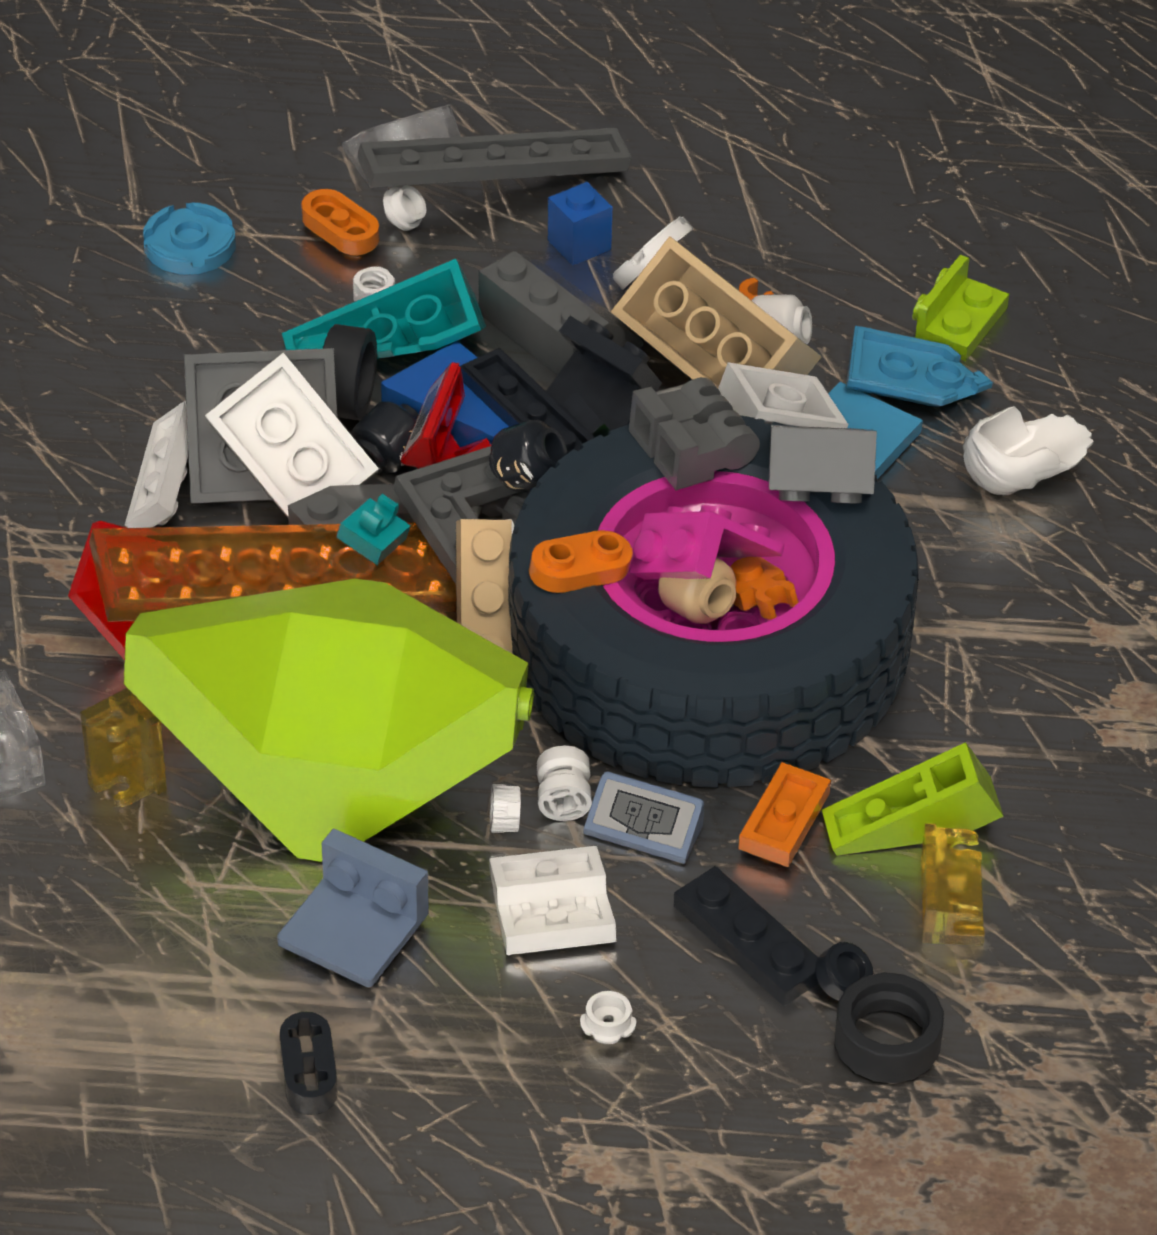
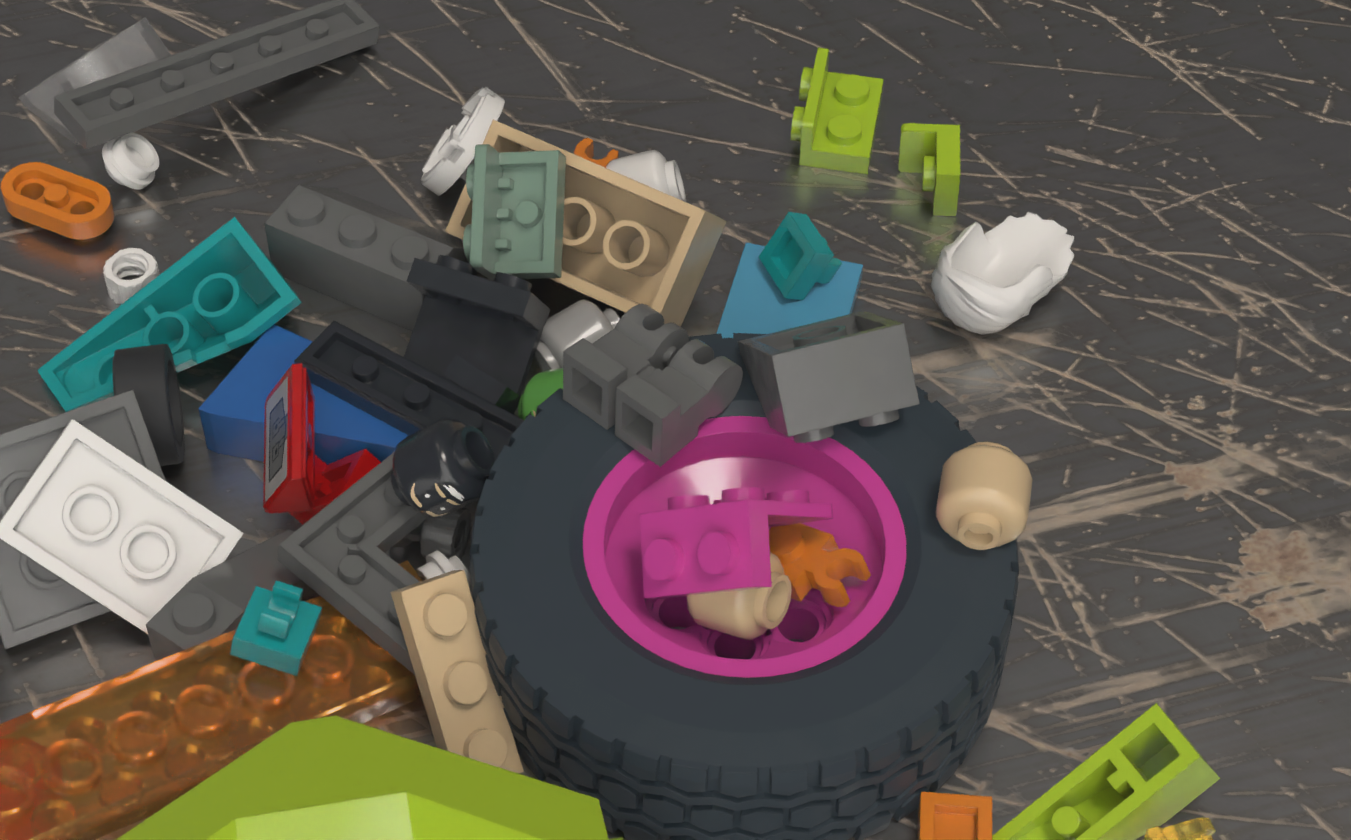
camera: 20 degrees left, 5 degrees up
(385, 434) = (229, 476): black head -> none
(580, 223) = (354, 125): blue brick -> none
(580, 561) = (592, 605): orange plate -> none
(659, 305) = (516, 213): none -> sand green bracket
(779, 397) = (719, 296): white slope -> none
(870, 398) = (798, 257): none -> teal tile
(893, 563) = (984, 492): none -> tan head
(909, 369) = (831, 193): dark azure tile -> none
(1018, 361) = (935, 154): none -> lime bracket

